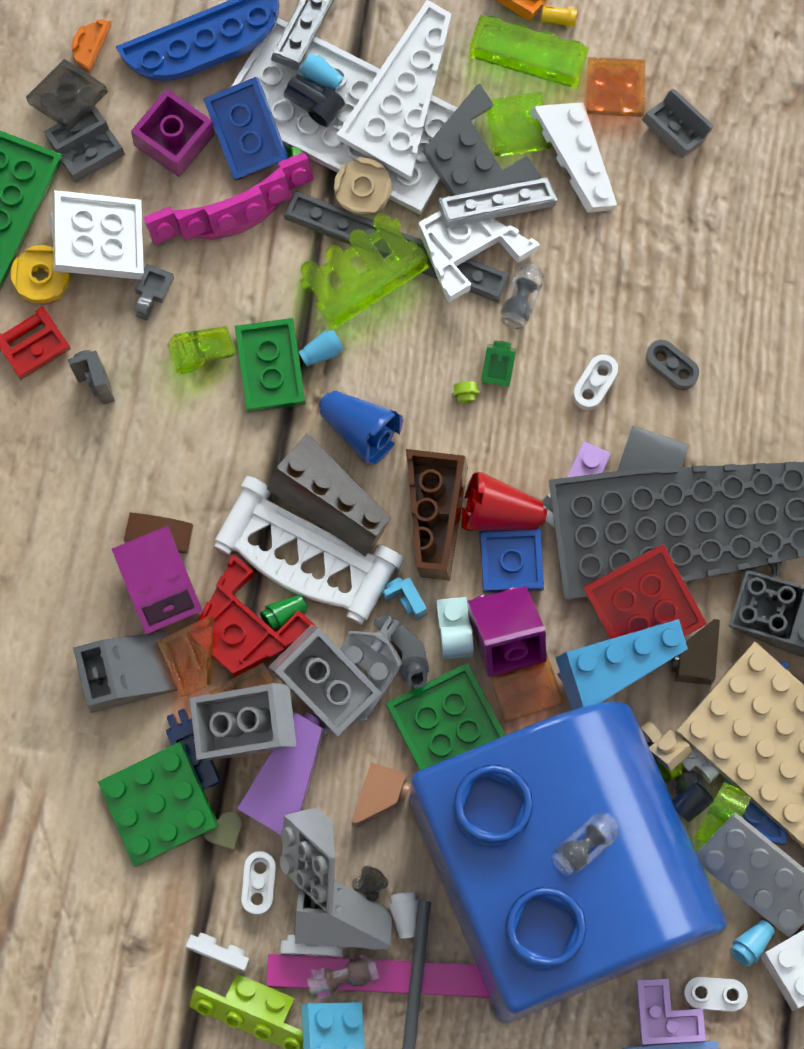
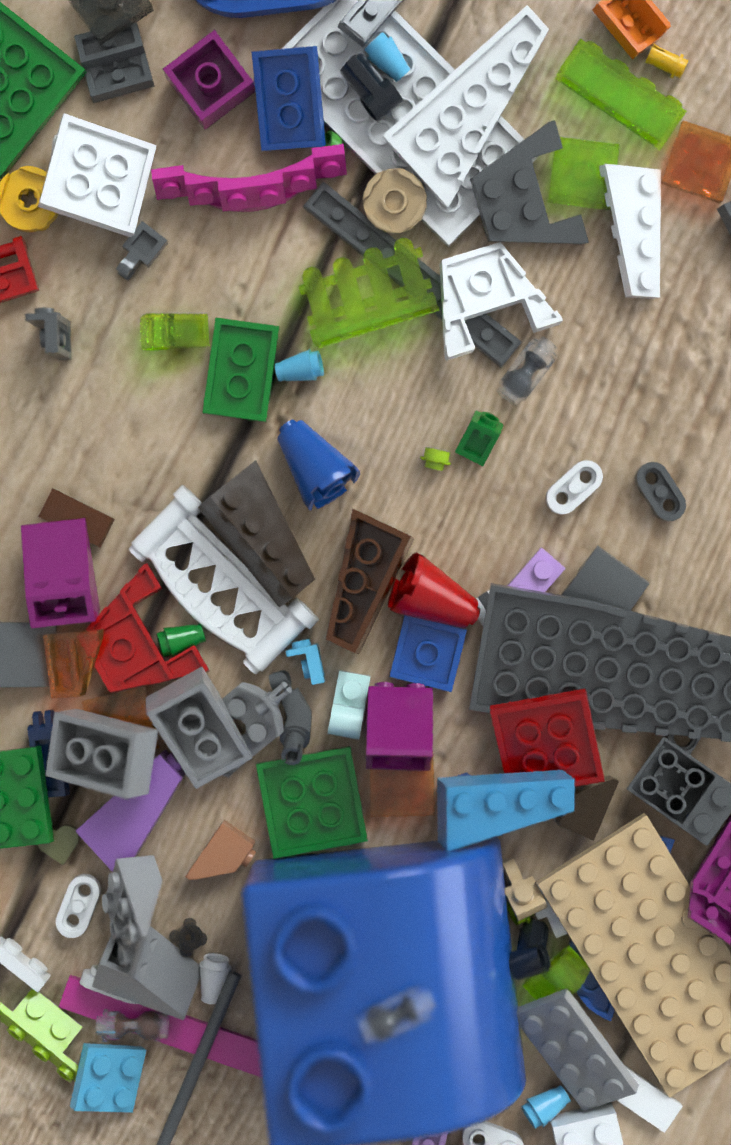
camera: 20 degrees right, 15 degrees up
(497, 202) = (532, 259): light grey tile -> none

